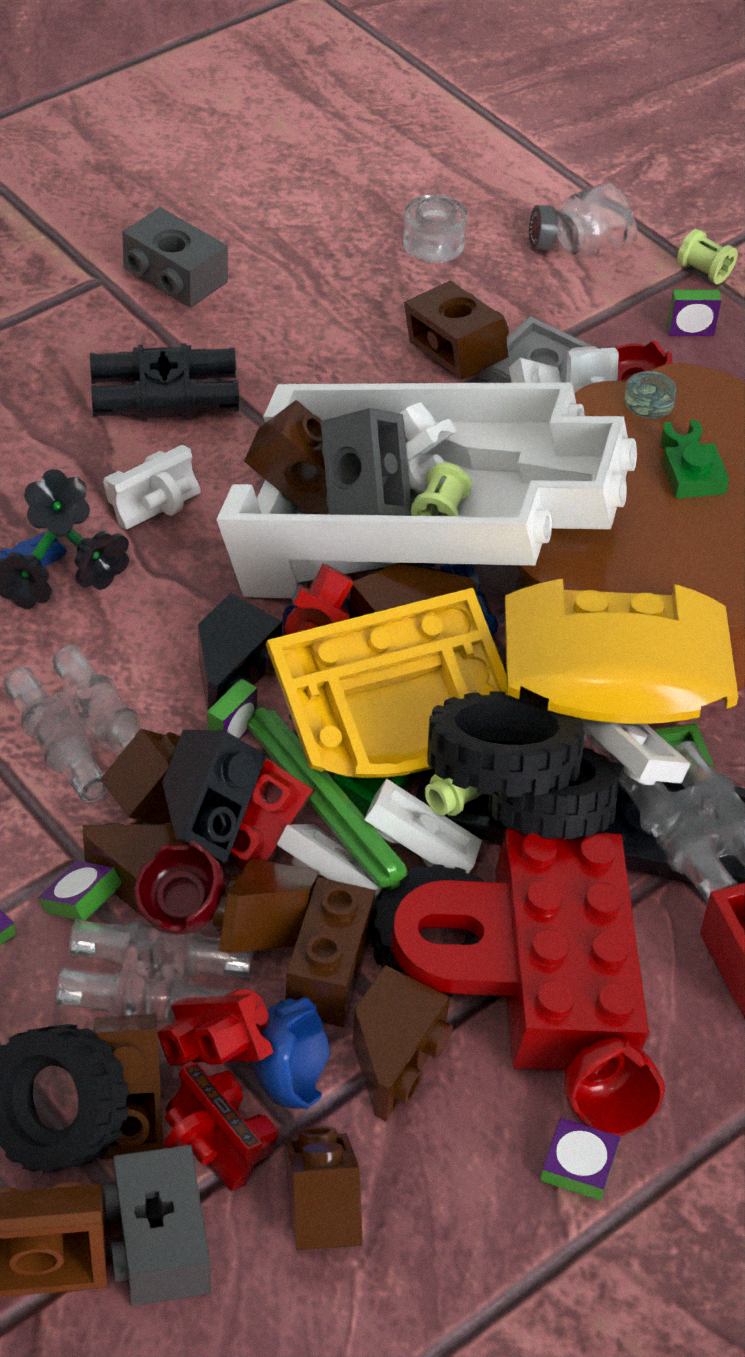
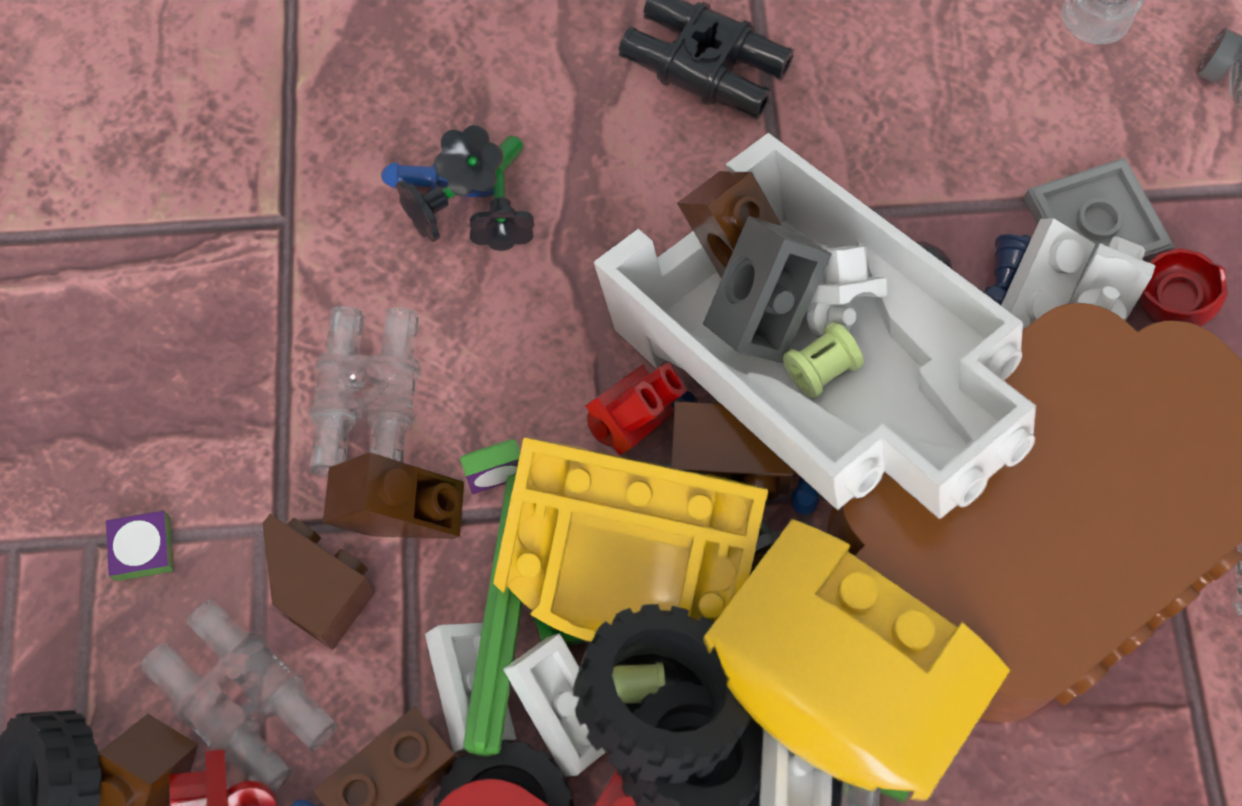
camera: 40 degrees right, 20 degrees up
(80, 890) = (238, 569): tile -> none
(152, 487) = (609, 168): white hips -> none
(180, 888) = (282, 646): dark red hair -> none
(211, 788) = (376, 559): black slope -> none
(234, 646) = (543, 395): black slope -> none
(264, 906) = (356, 698): reddish brown slope -> none
(273, 806) = (426, 599): red hips -> none
(457, 329) = (1029, 141): reddish brown brick -> none
(650, 394) = (1136, 355): clear light blue tile -> none
(691, 466) = (1111, 472): green plate -> none

